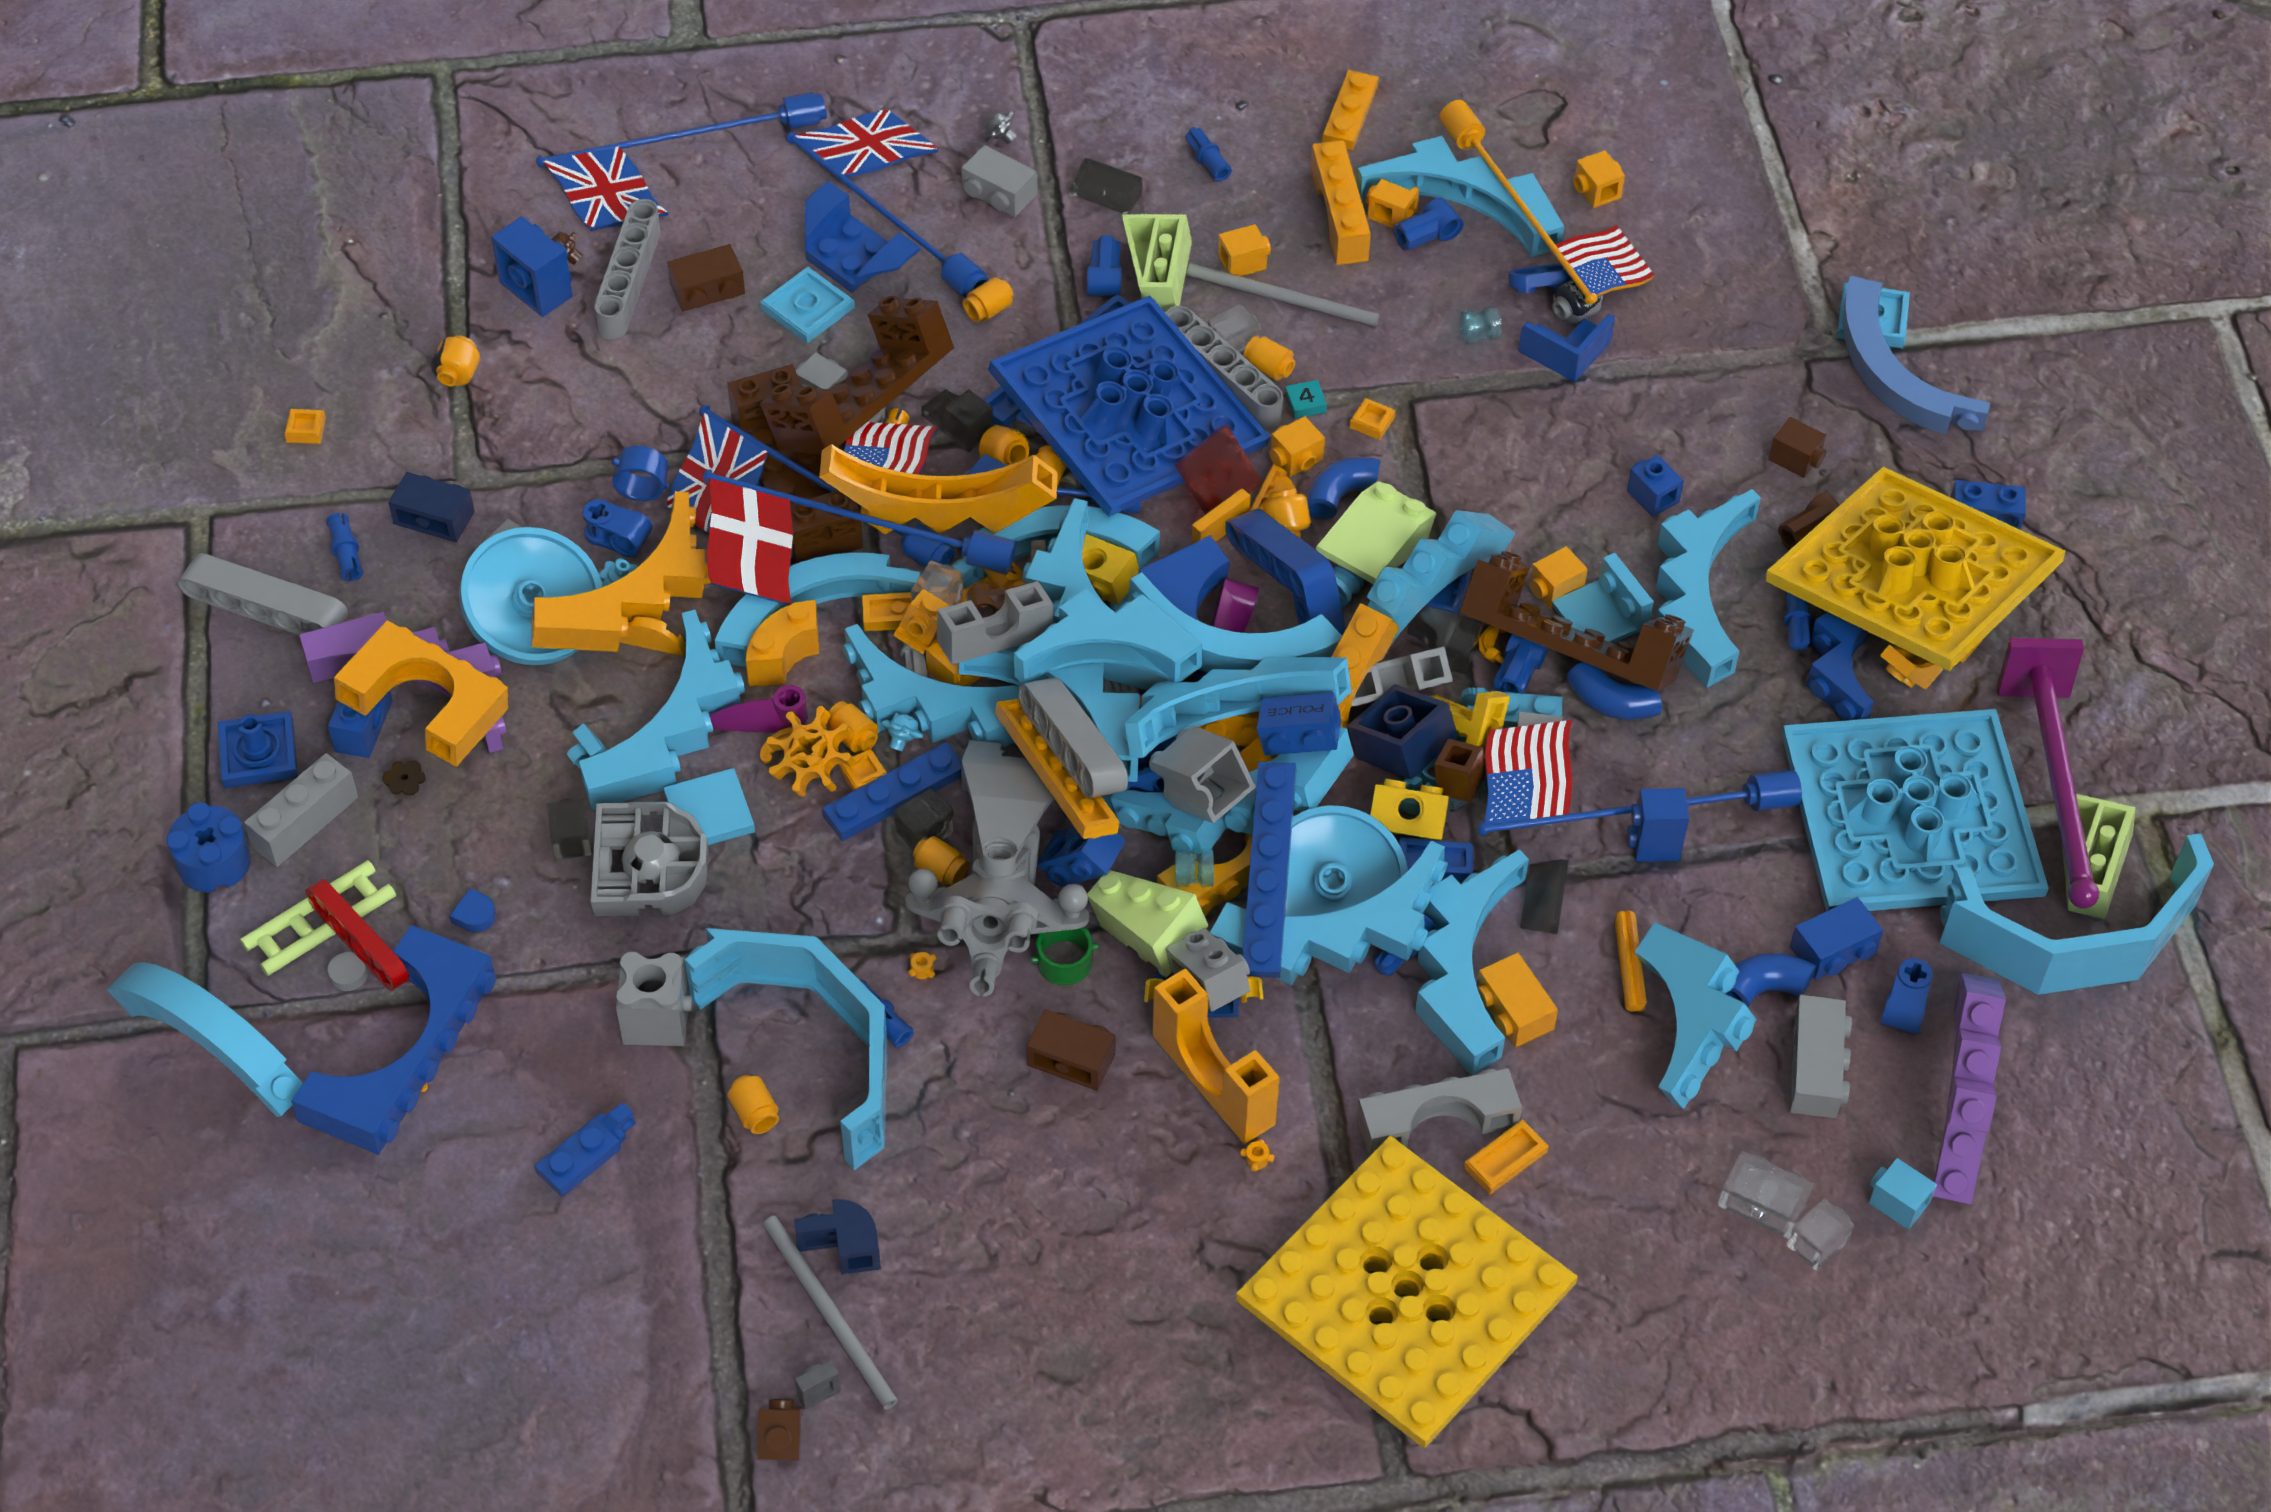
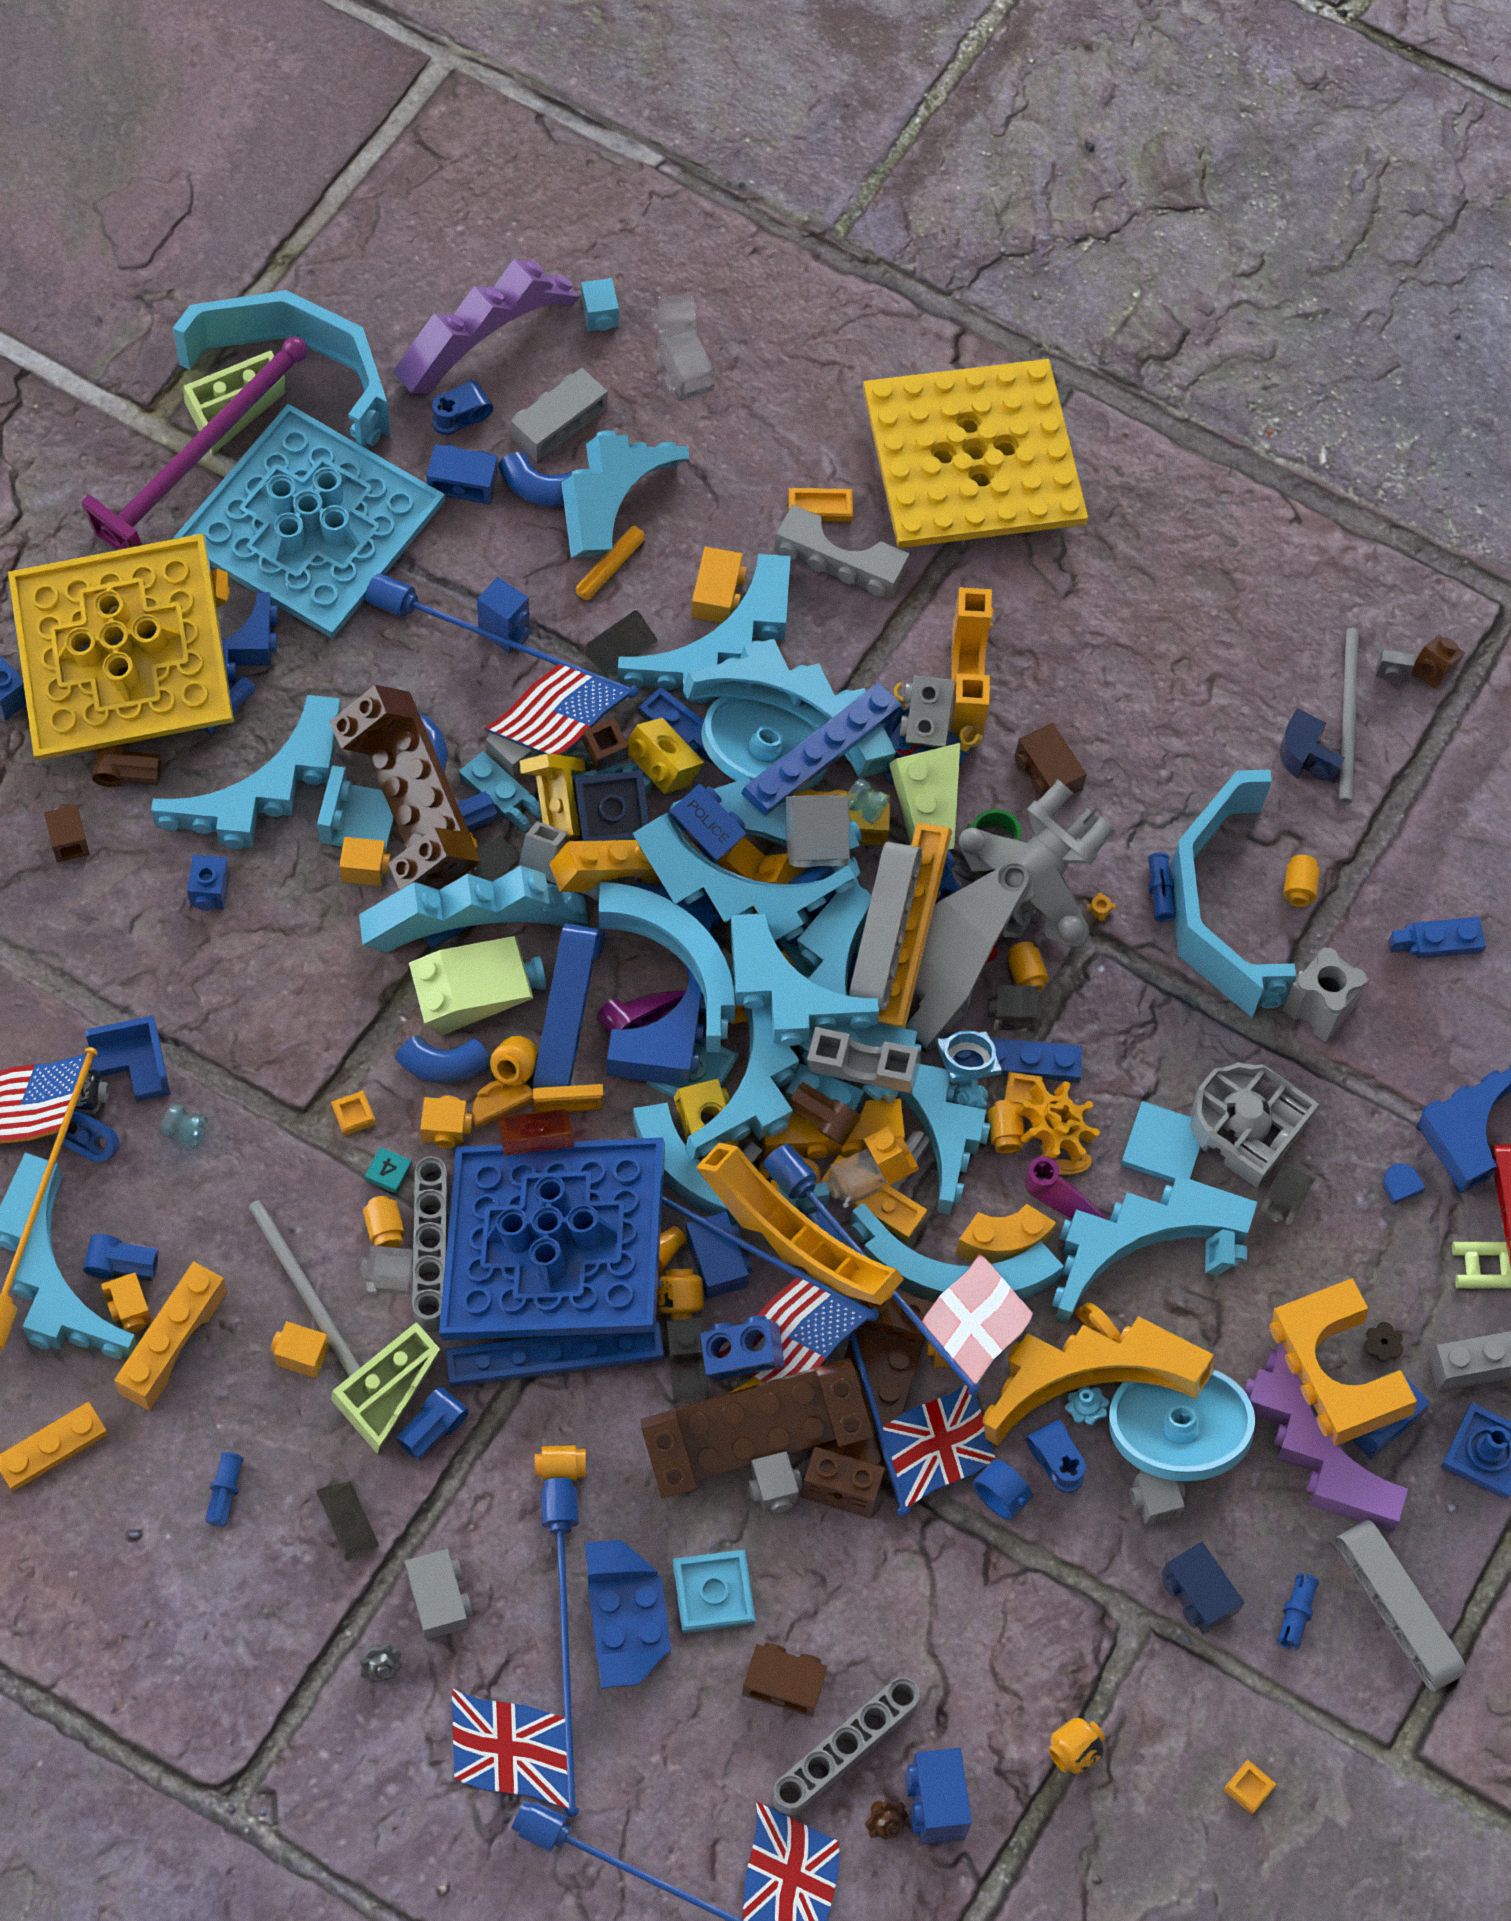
camera: 145 degrees left, 10 degrees up
(915, 418) = (742, 1357): none -> blue brick
(926, 720) = (977, 1042): none -> dark azure piece

